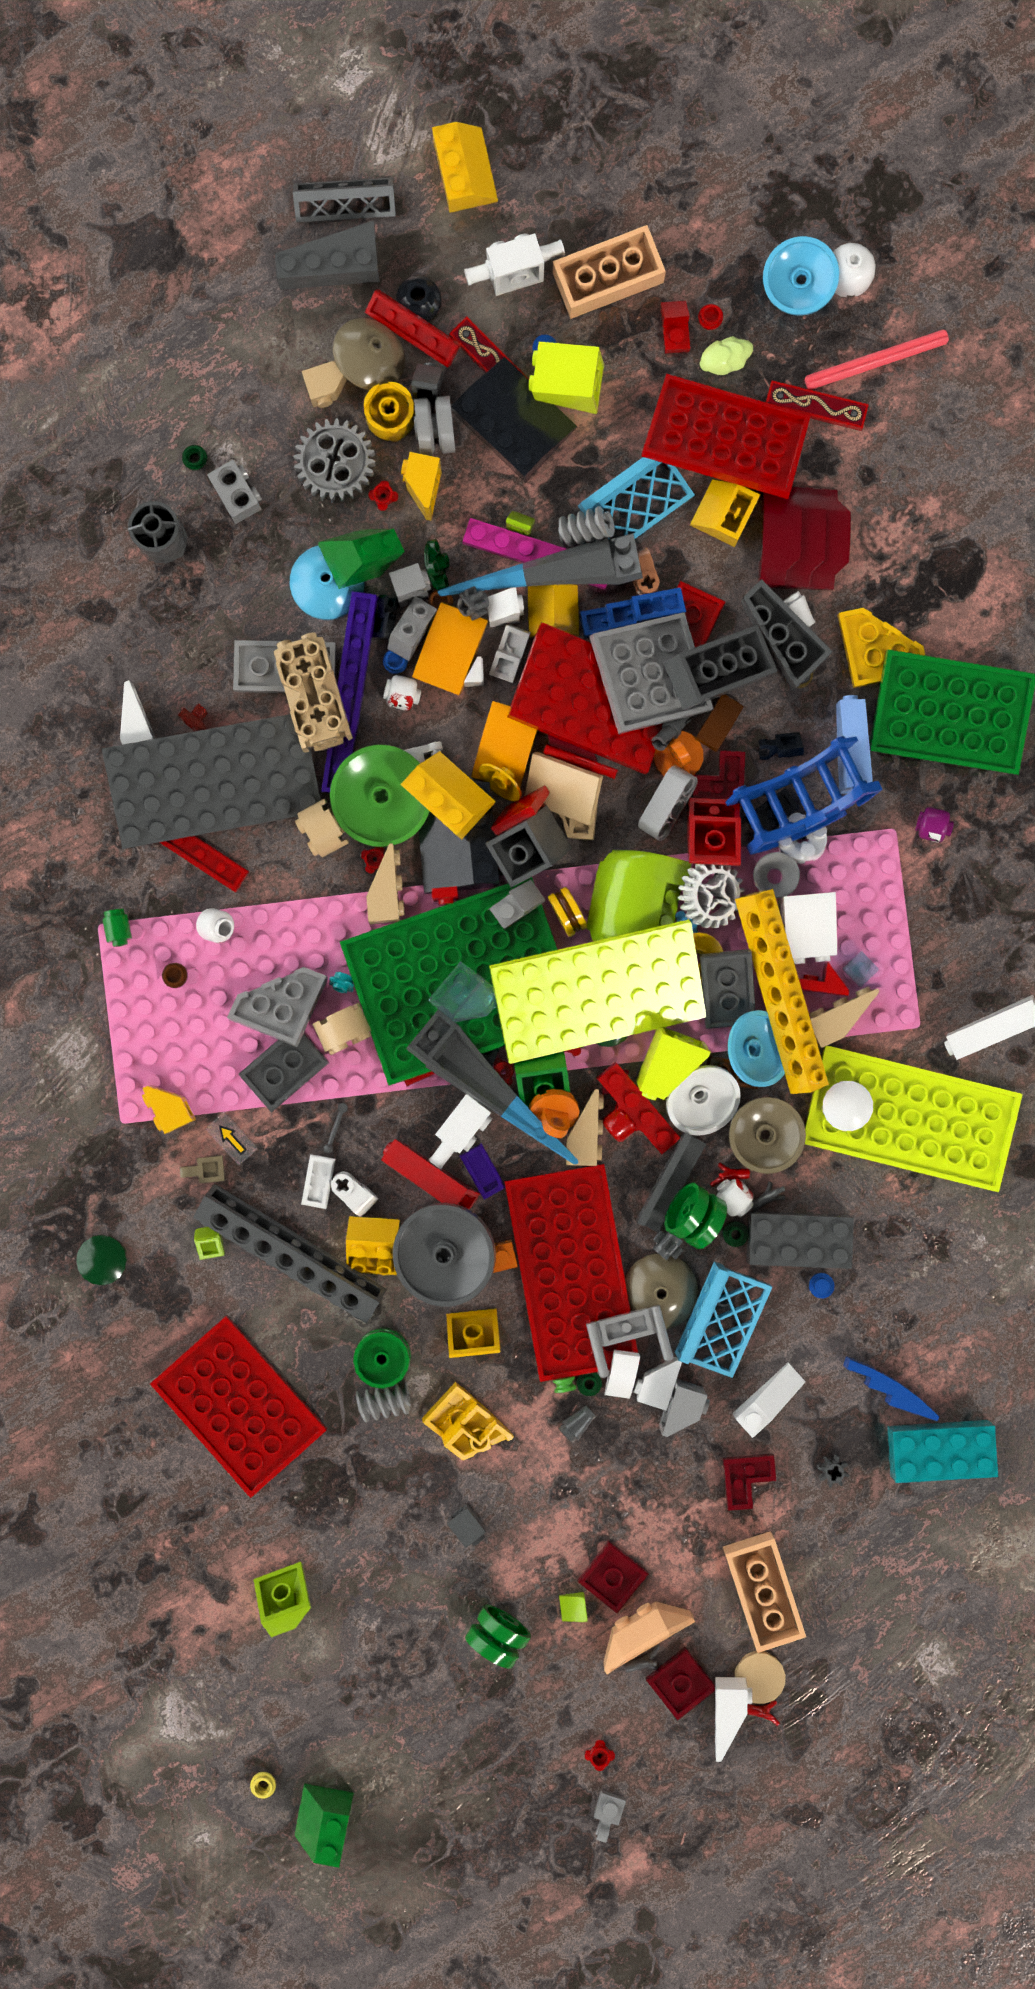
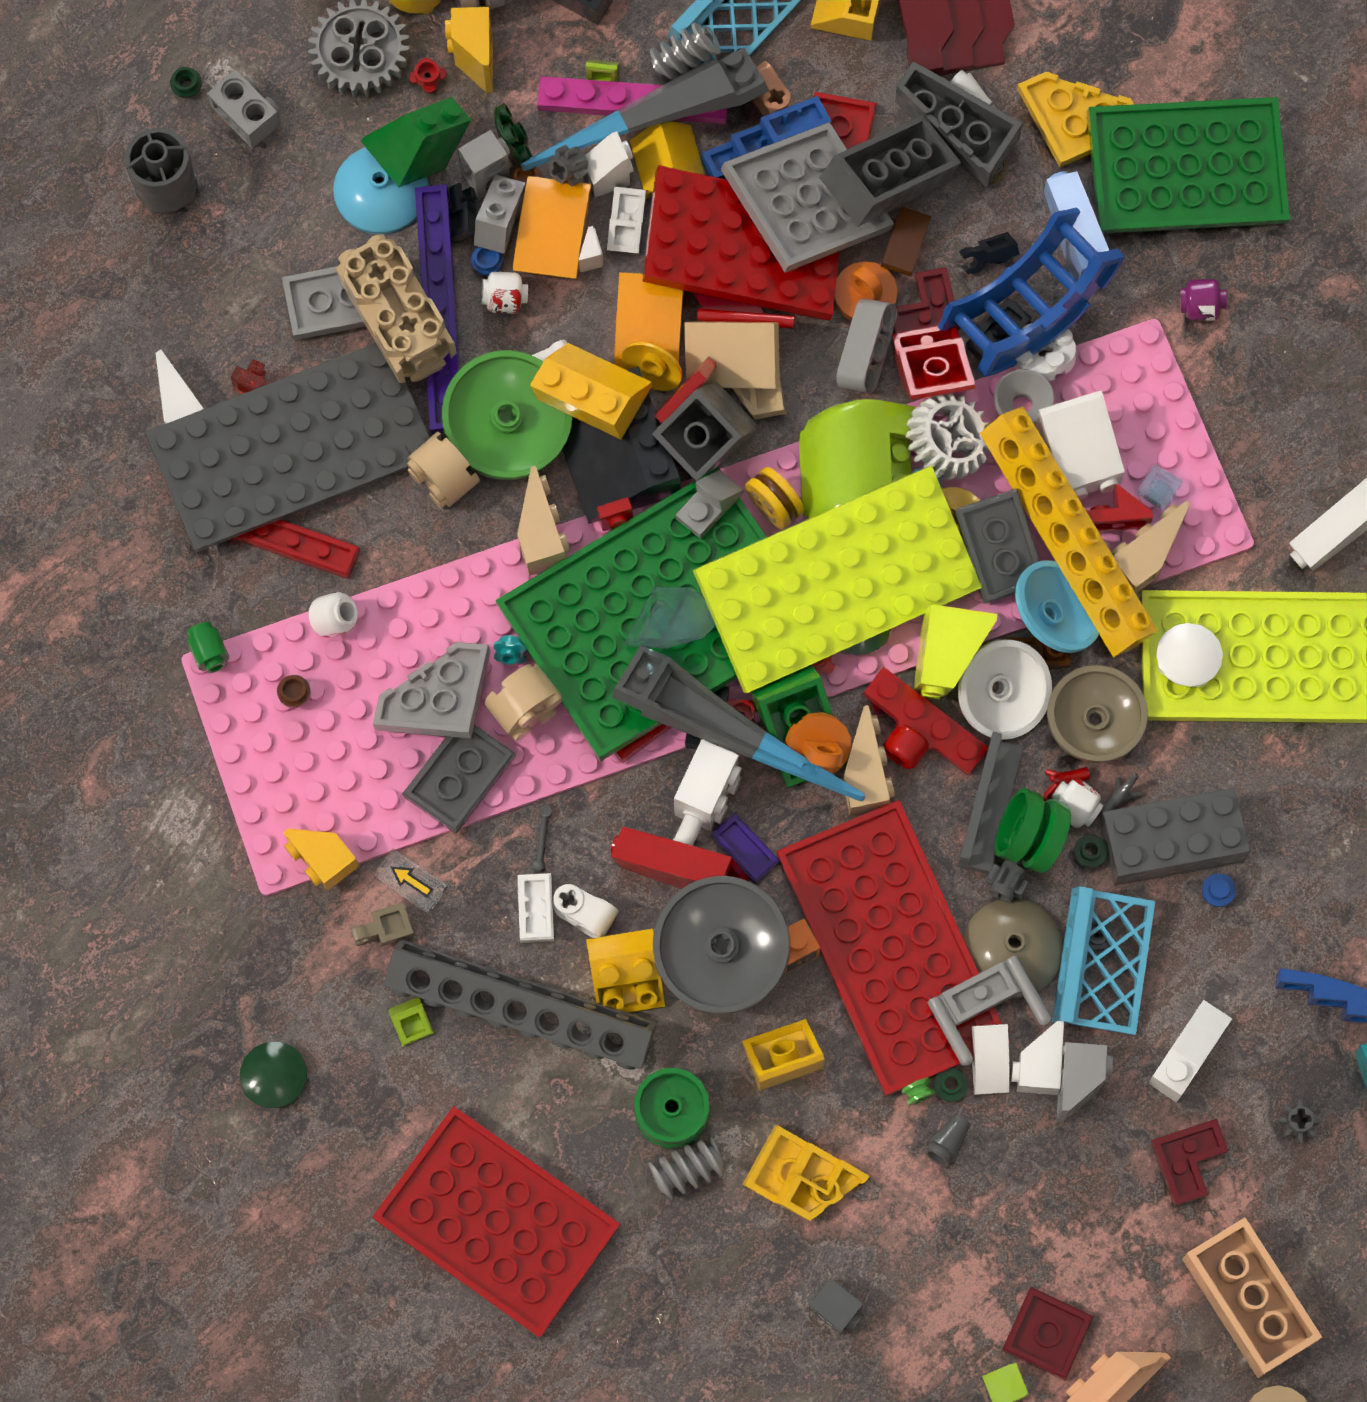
camera: 15 degrees left, 15 degrees down
(368, 855) = (506, 495): red plate -> none
(669, 731) = (847, 261): dark grey pin -> none

